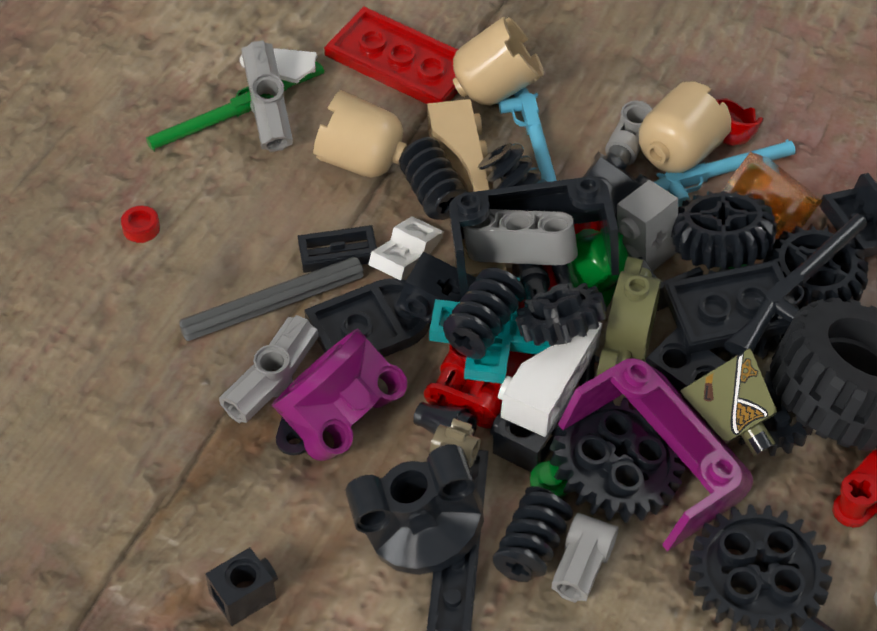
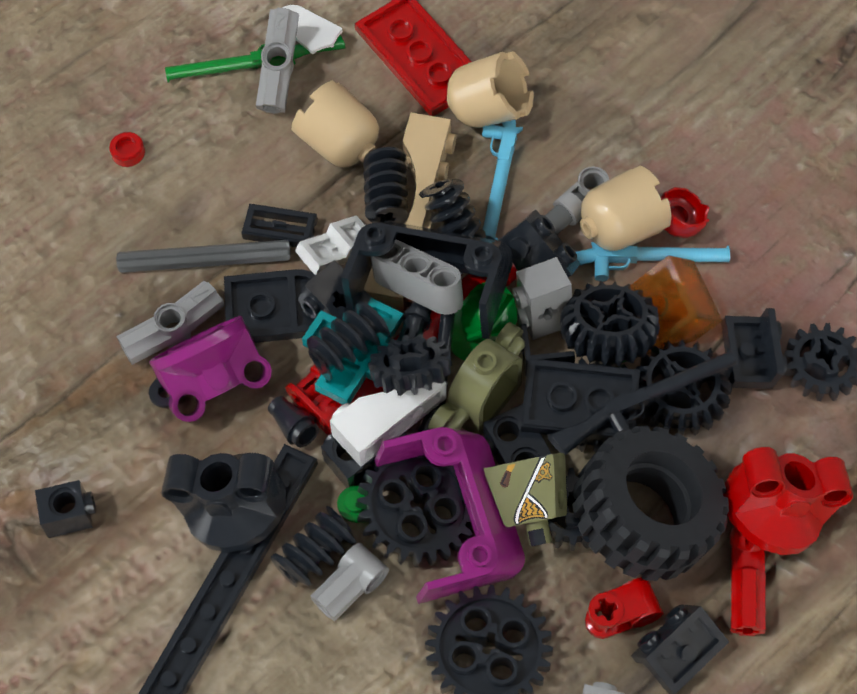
camera: 25 degrees right, 10 degrees up
(460, 434) = (283, 447): dark tan gear -> none

